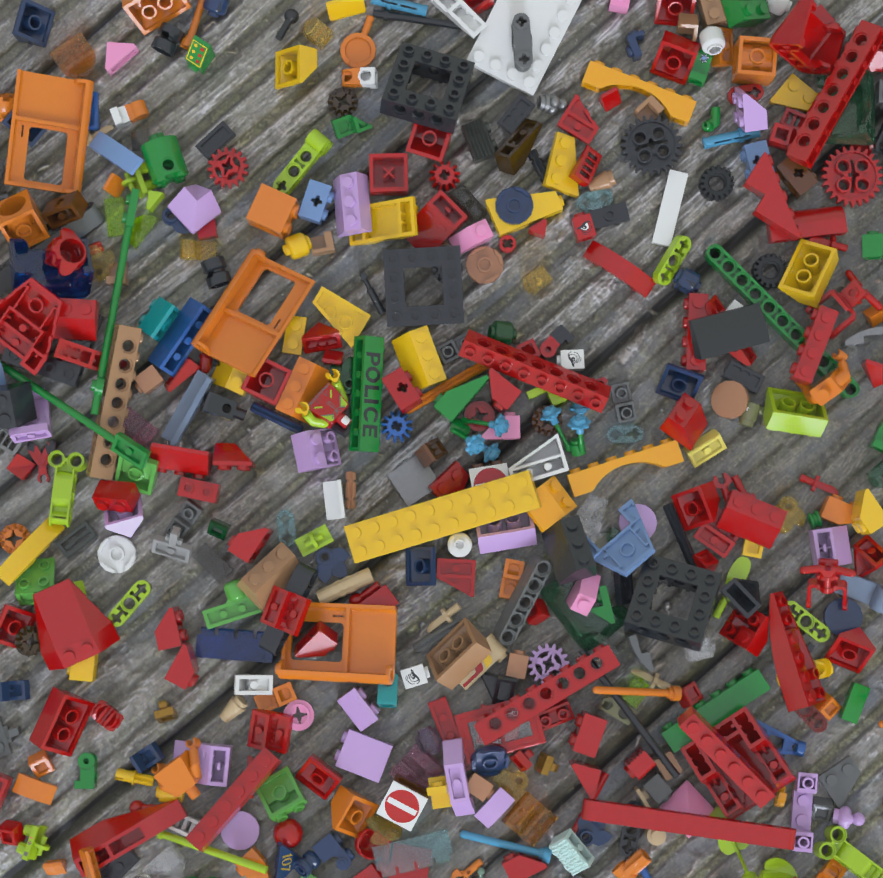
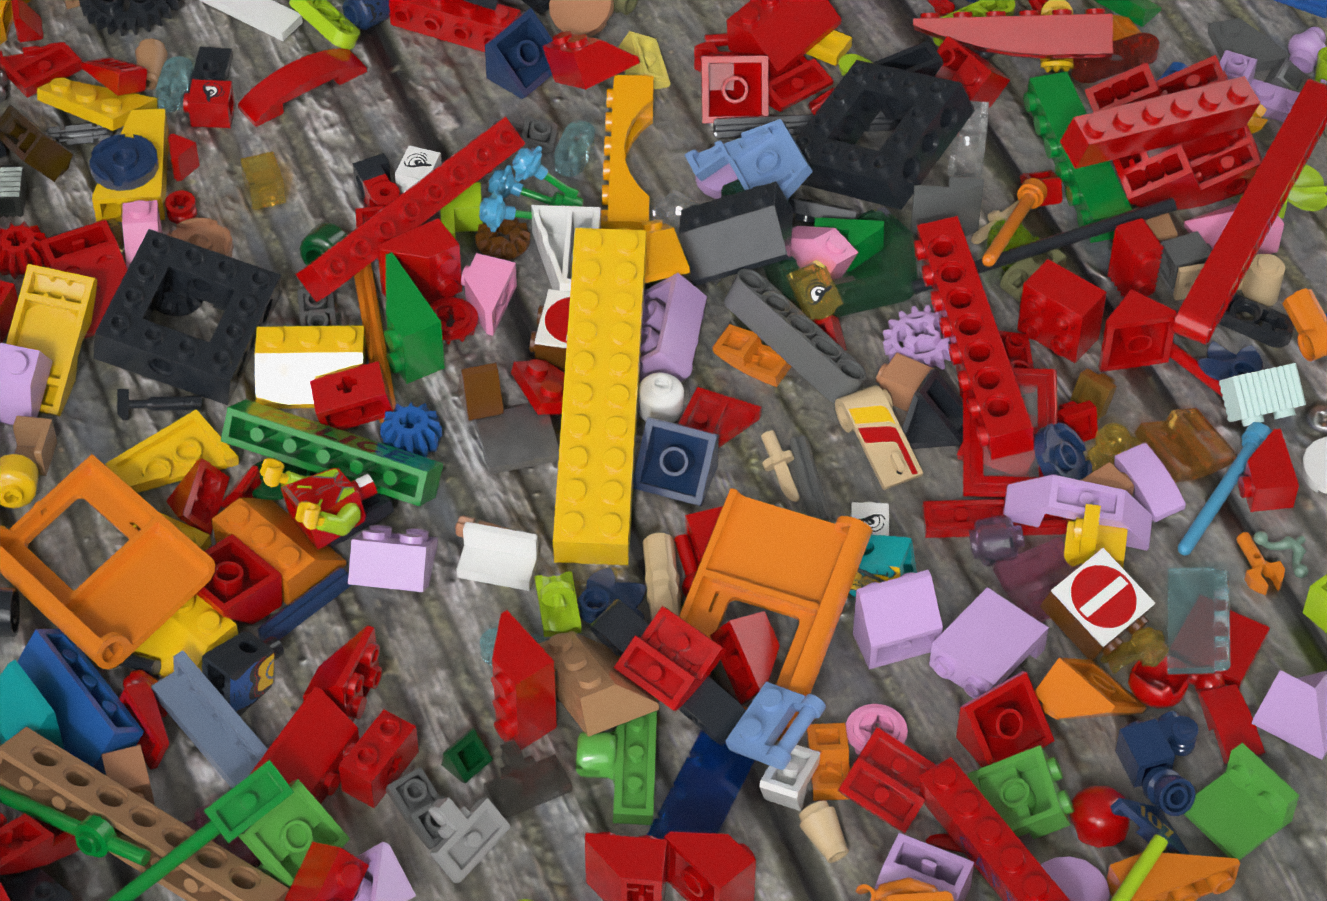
camera: 70 degrees left, 35 degrees down
(272, 666) = (767, 719): none -> medium blue plate
(458, 654) = (853, 445): medium nougat slope -> none
(476, 443) = (497, 304): dark azure plant -> none
(548, 603) = (815, 290): none -> clear yellow brick

